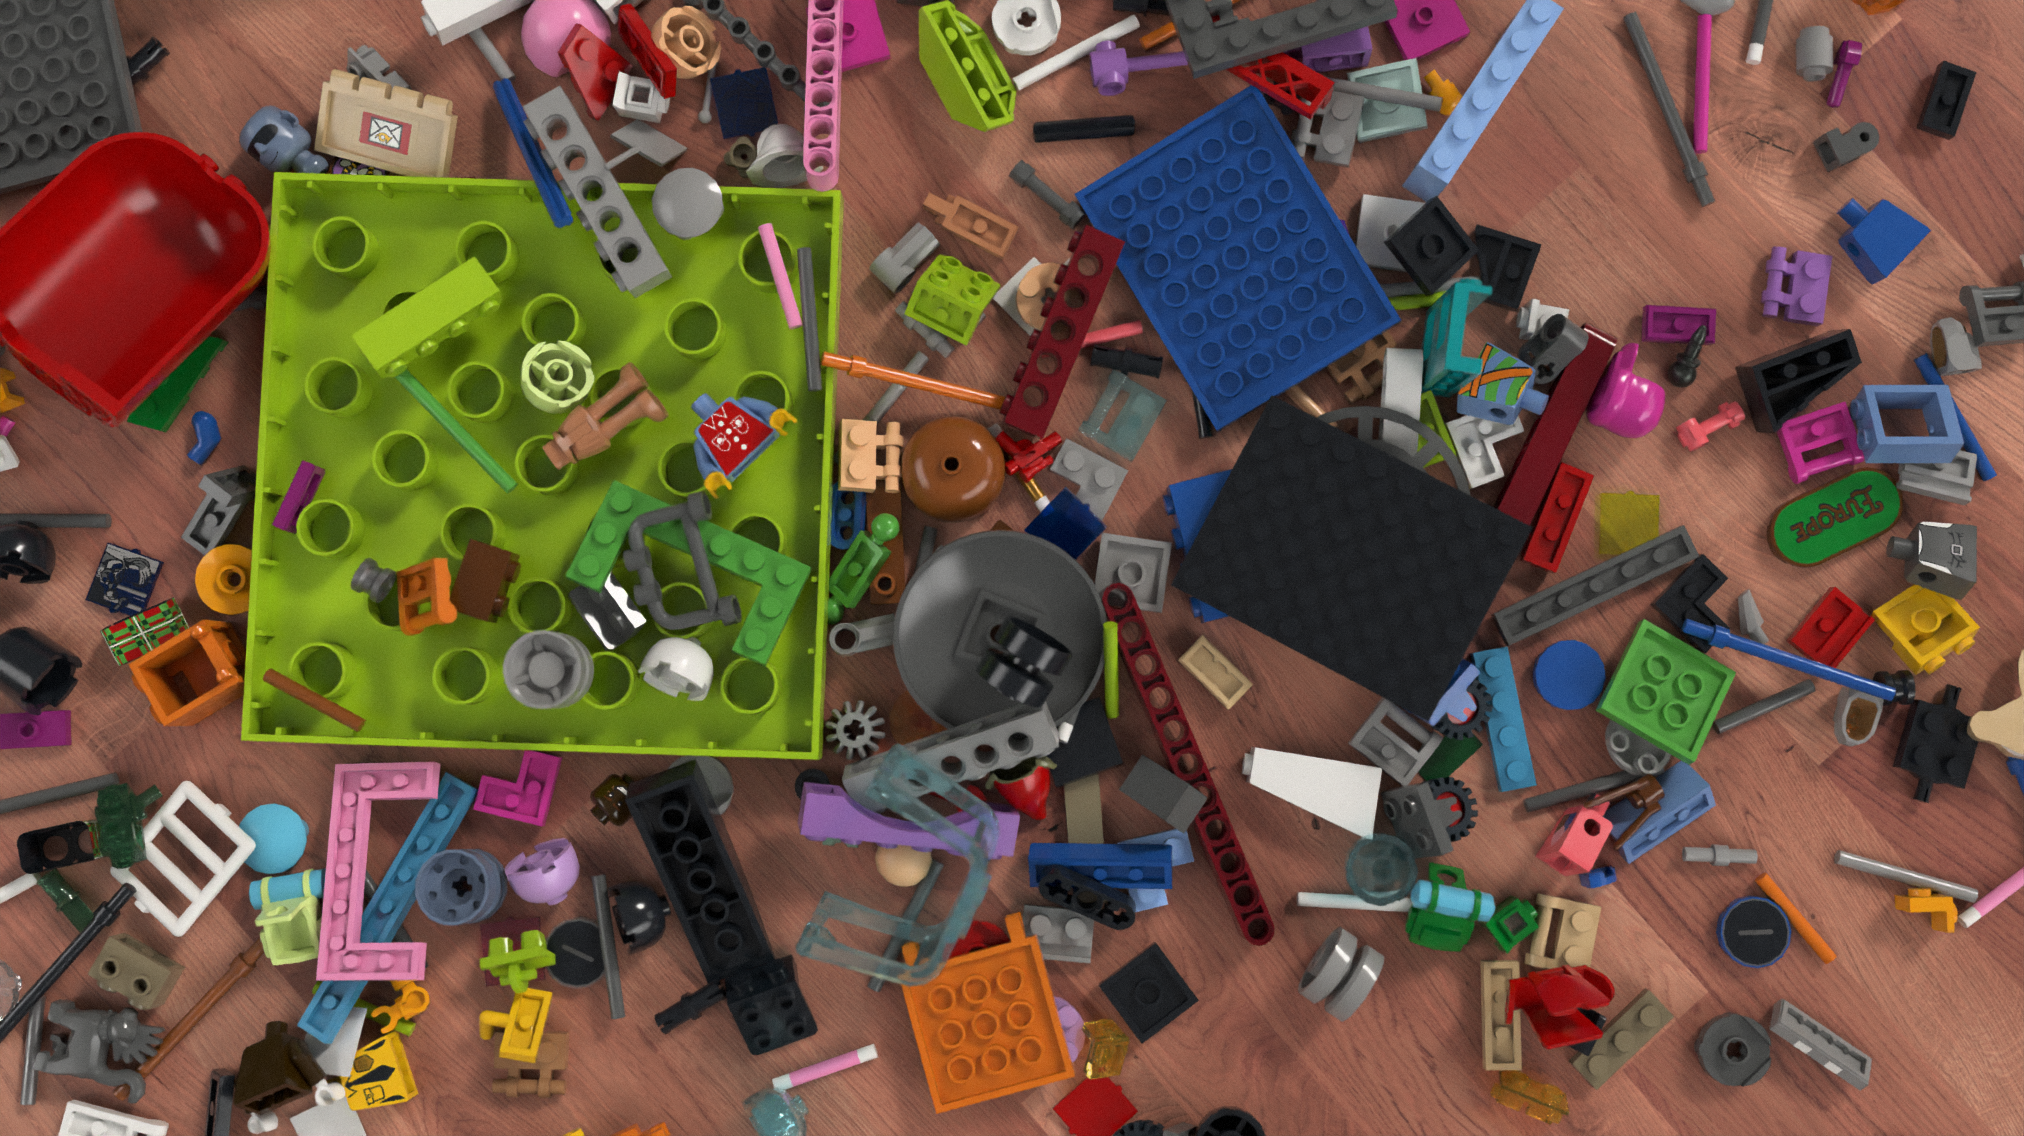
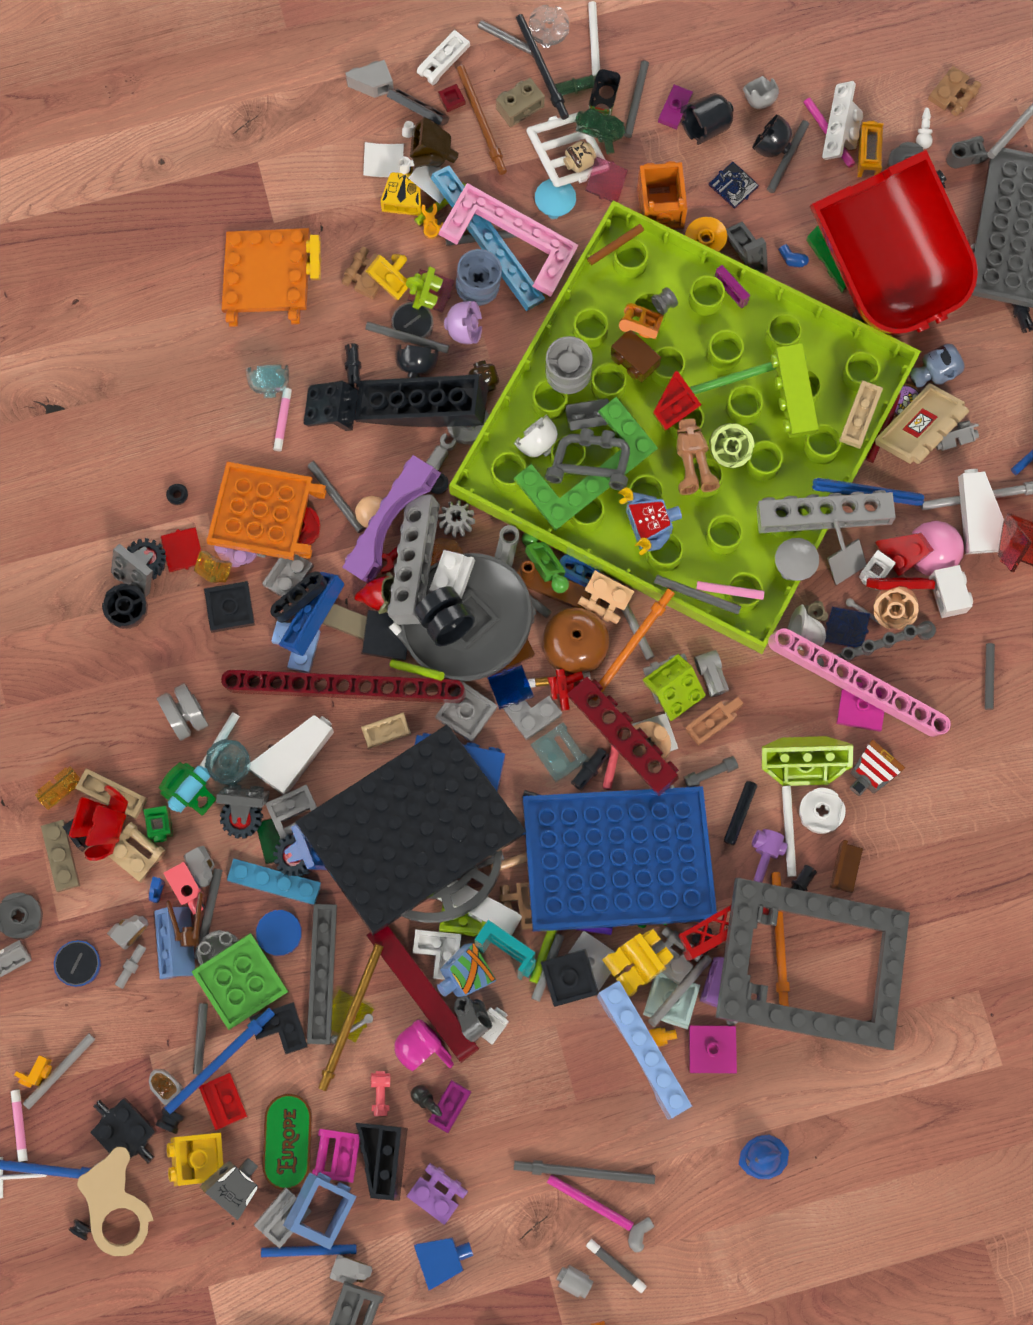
camera: 115 degrees right, 10 degrees down
(89, 1041) = (493, 62): dark grey animal -> none
(144, 631) = (699, 182): piece -> none
(177, 1081) = (451, 98): none -> dark red plate
(189, 830) = (579, 156): none -> tan head
(206, 774) = (606, 180): none -> clear pink piece
(289, 915) = (509, 186): yellowish green piece -> none
(418, 210) = (861, 414): none -> tan plate
(527, 798) = (510, 328): dark pink plate -> none
(530, 486) = (675, 402): none -> red wing
(766, 805) = (441, 452): none -> light grey bar
(935, 940) = (349, 532): clear light blue windscreen -> none
(948, 688) = (453, 571): none -> white plate
(1163, 793) = (331, 662): dark grey panel -> none
(1360, 157) = (640, 954): none -> yellow hips
(1505, 265) = (536, 1018): black wing -> none
(1538, 831) = (200, 865): none -> light grey rock
(1557, 517) = (381, 982): red plate -> none
(1621, 492) = (367, 1019): none -> light grey hinge
(1677, 885) = (128, 930): none -> light grey rock
(1718, 508) = (328, 1073): none -> pearl gold bar
(1750, 618) = (254, 1058): light grey bar -> none
(1796, 918) = (71, 992): orange bar -> none
(1840, 149) = (506, 1276): dark grey leg -> none
(1846, 58) = (557, 1297): magenta bar -> none

